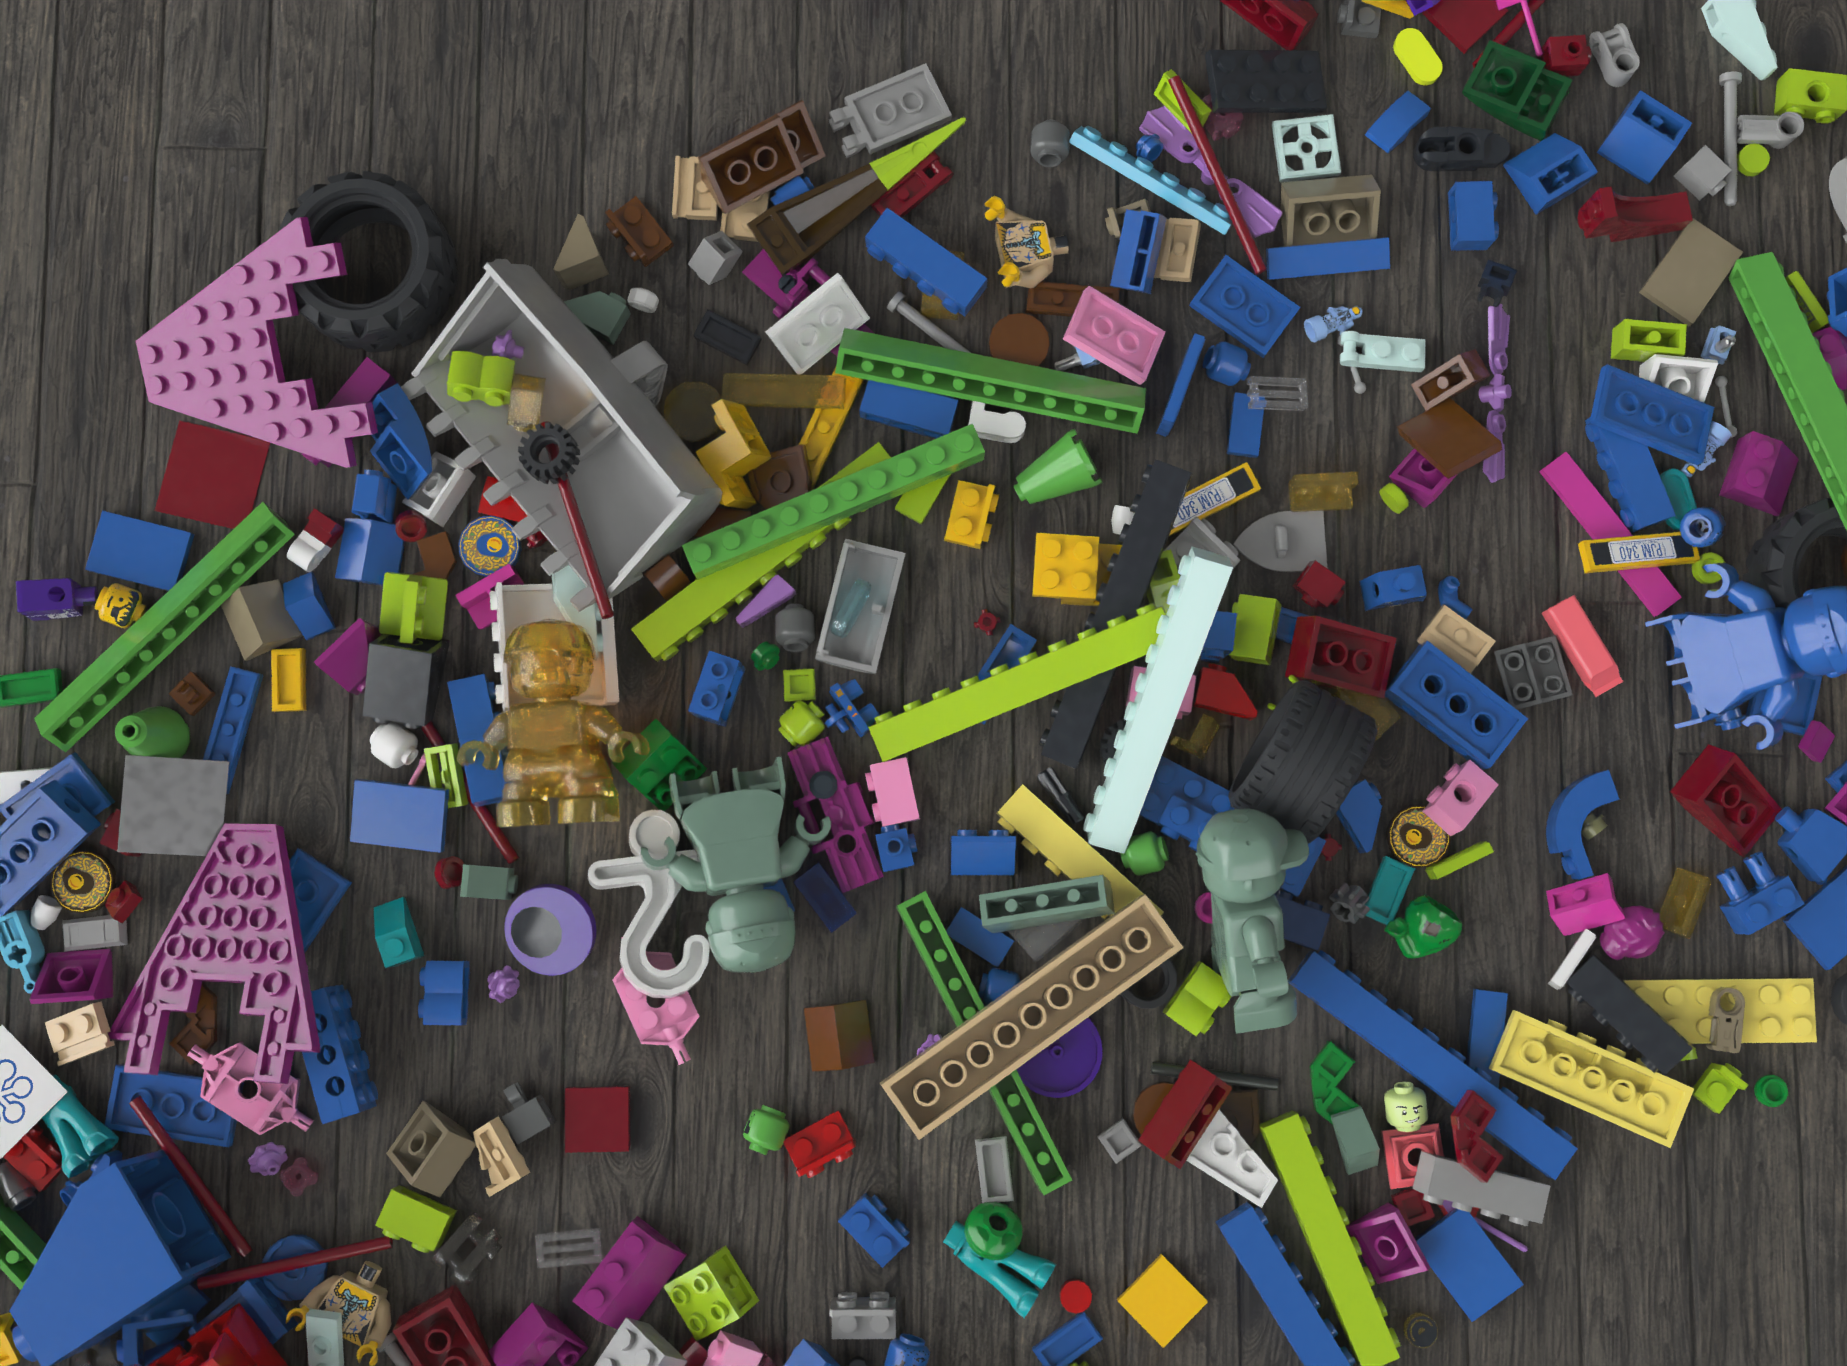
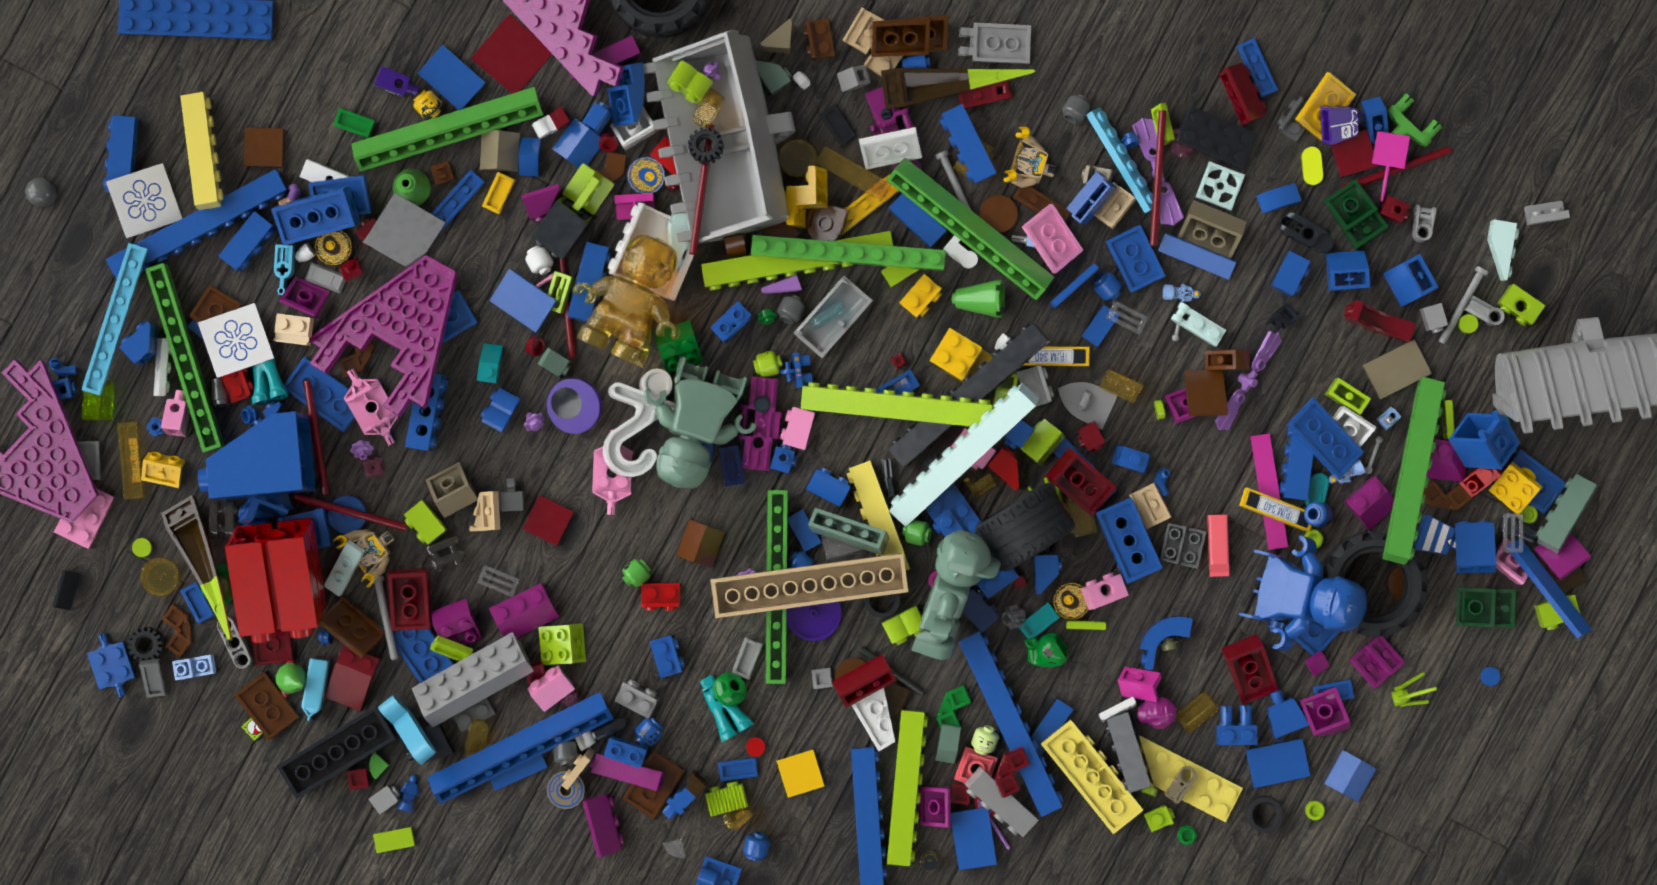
camera: 25 degrees right, 5 degrees up
(799, 685) = (777, 342): lime tile -> none

